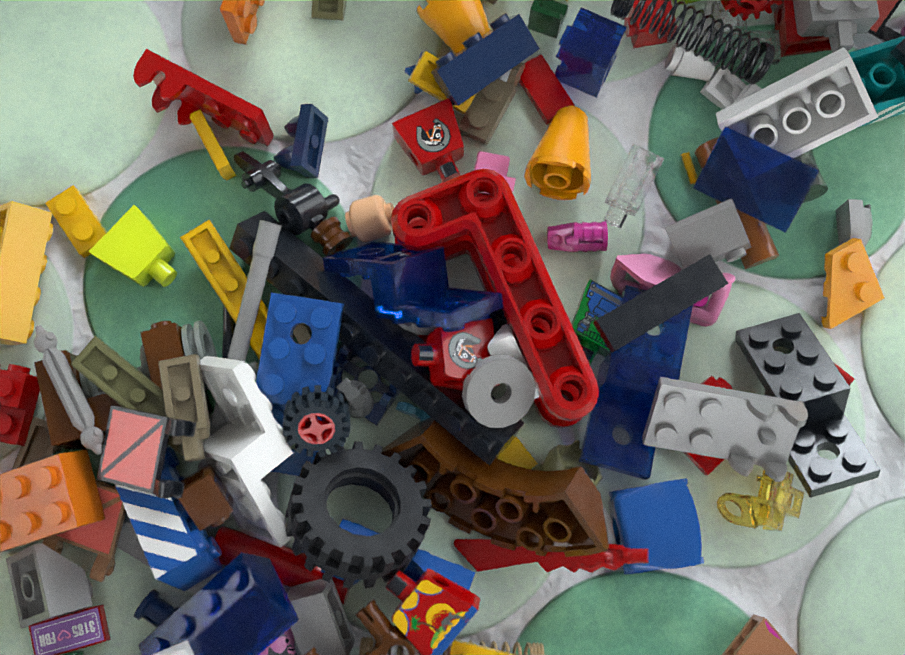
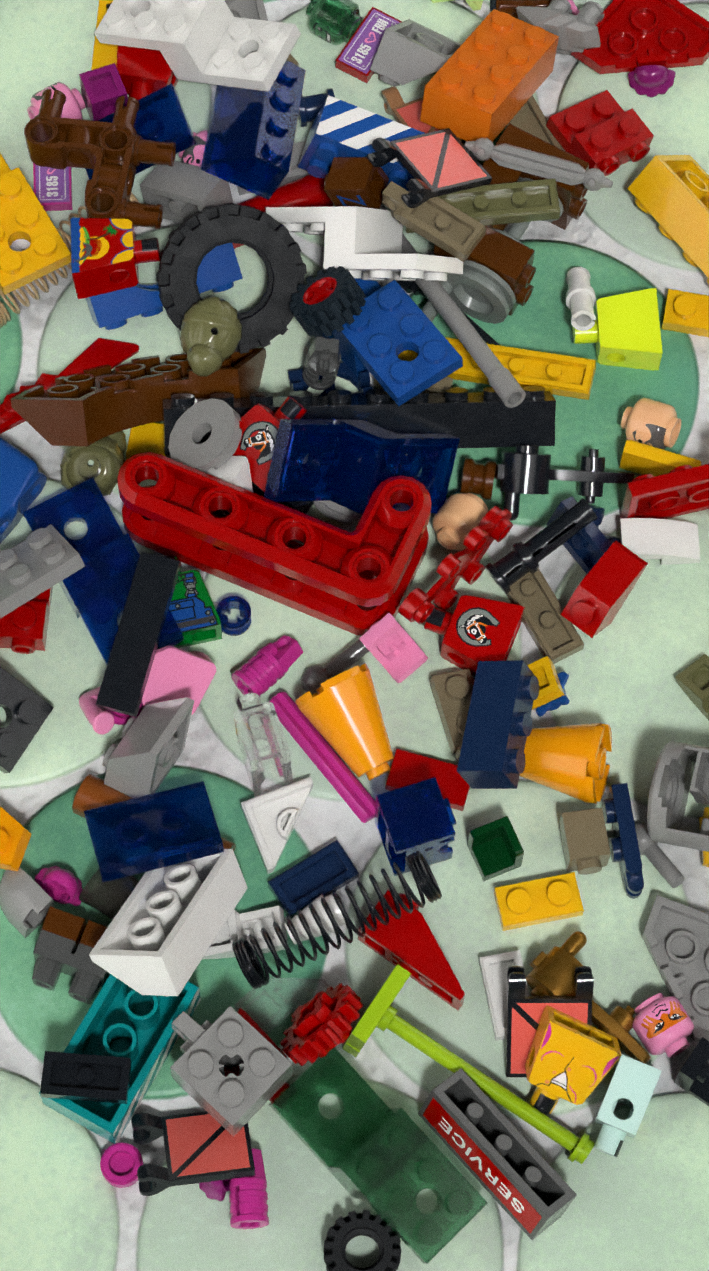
camera: 135 degrees right, 10 degrees down
(141, 293) = (580, 298): none -> white pin
(190, 173) = (651, 423): none -> light nougat head
(275, 105) = (661, 539): none -> white slope
(334, 89) = (604, 589): none -> red slope
(357, 151) = (525, 556): none -> black pin
(363, 182) = (463, 565): none -> red plant
(376, 133) = (542, 618): none -> dark tan tile
(422, 485) = (203, 349): none -> olive piece
(551, 206) = (318, 674): none -> dark grey bar
(577, 294) = (243, 606): none -> clear blue bush
(597, 130) = (324, 757): none -> dark pink axle
(660, 141) = (273, 818): none -> white tile
(667, 92) = (316, 875): none -> dark blue tile
(689, 167) = (227, 828): yellow leg -> none
(823, 217) = (60, 885): none -> dark pink piece
(852, 164) = (65, 949): none -> dark grey hips

